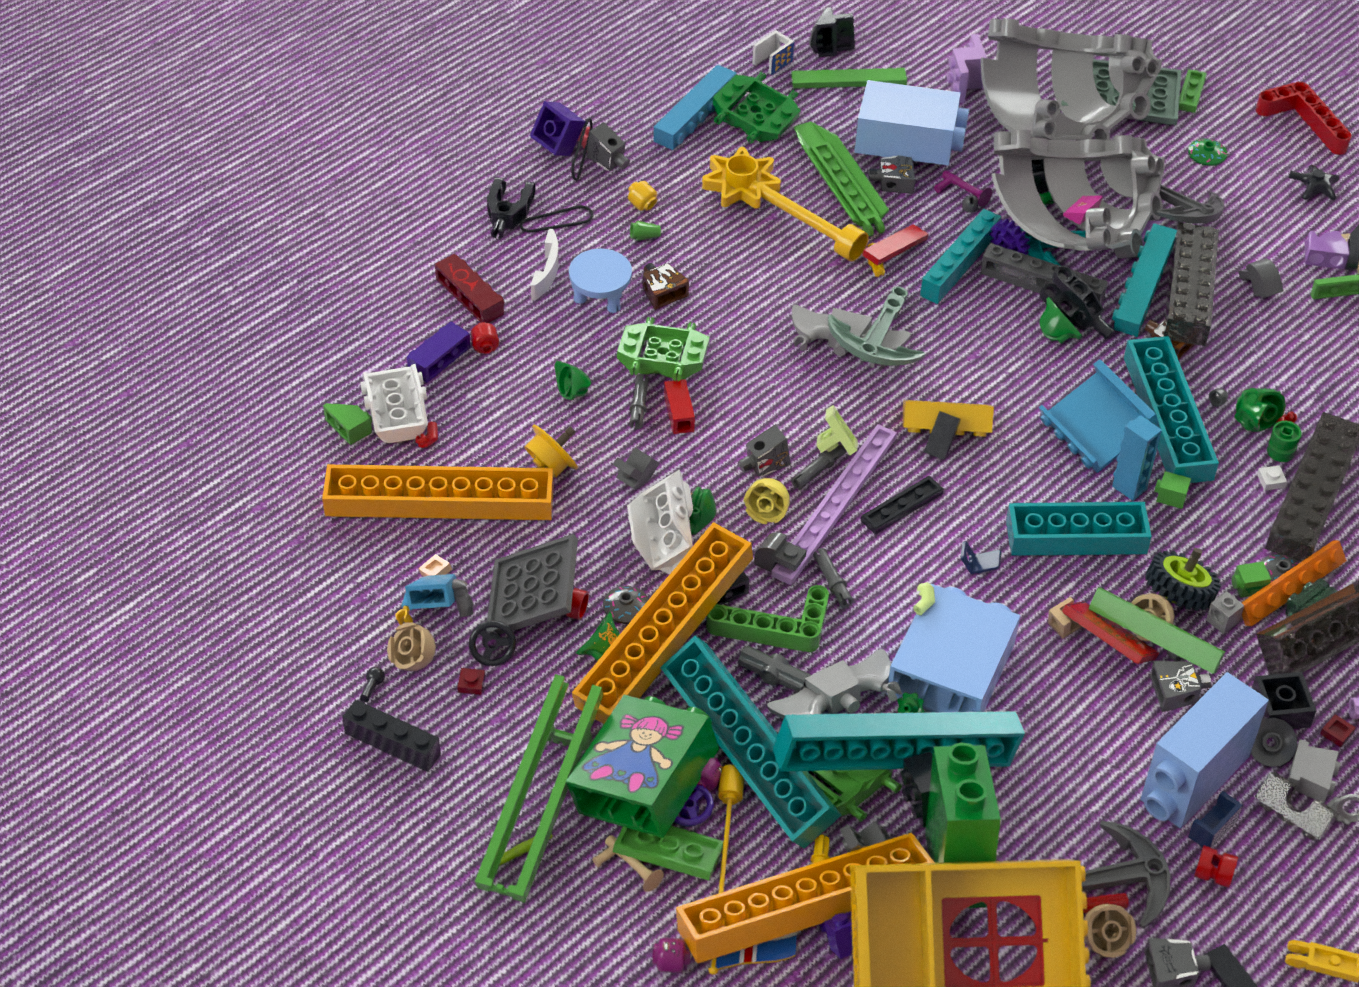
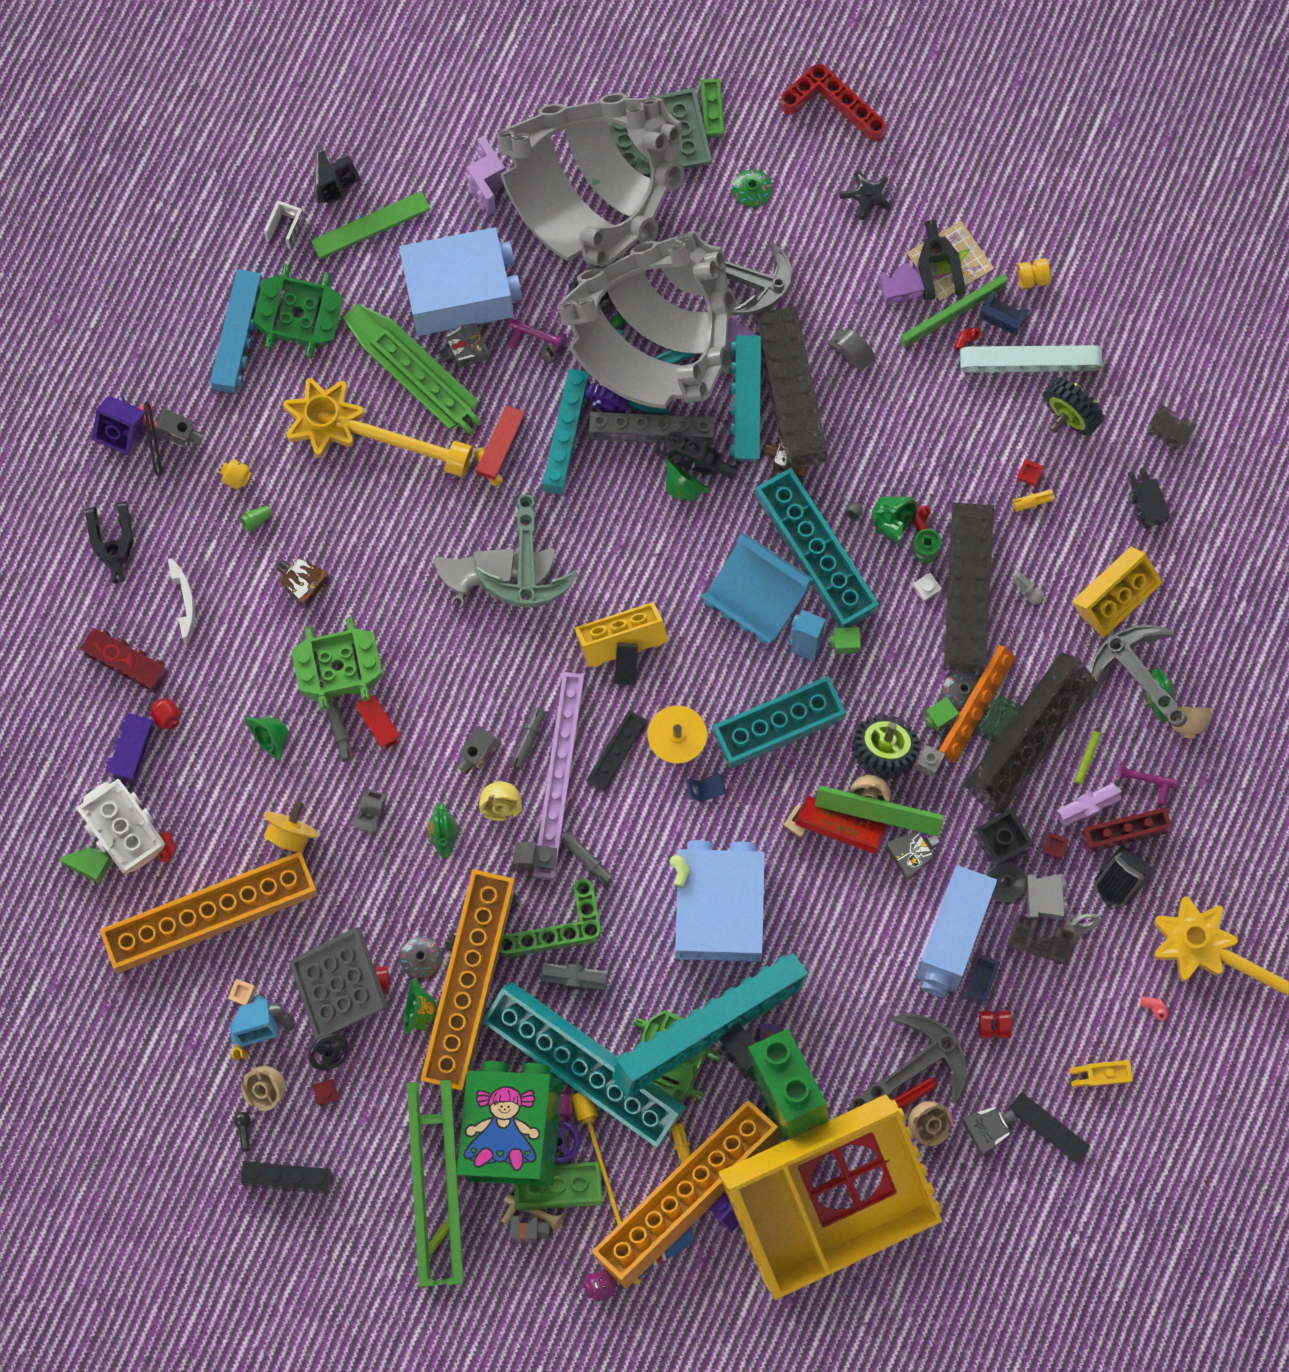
camera: 20 degrees left, 25 degrees up
(556, 226) = (170, 540): black piece -> none
(600, 276) = (244, 603): light blue piece -> none
(616, 871) = (528, 1232): none -> dark grey hips
(662, 523) = (419, 869): white slope -> none
(837, 432) = (534, 705): yellowish green bracket -> none
(839, 687) = (635, 978): light grey torso -> none
(870, 835) = (714, 1117): dark grey brick -> none
(910, 703) = (701, 967): green plant -> none
(969, 503) = (677, 734): none -> yellow piece
(1078, 210) = (661, 331): dark pink slope -> none

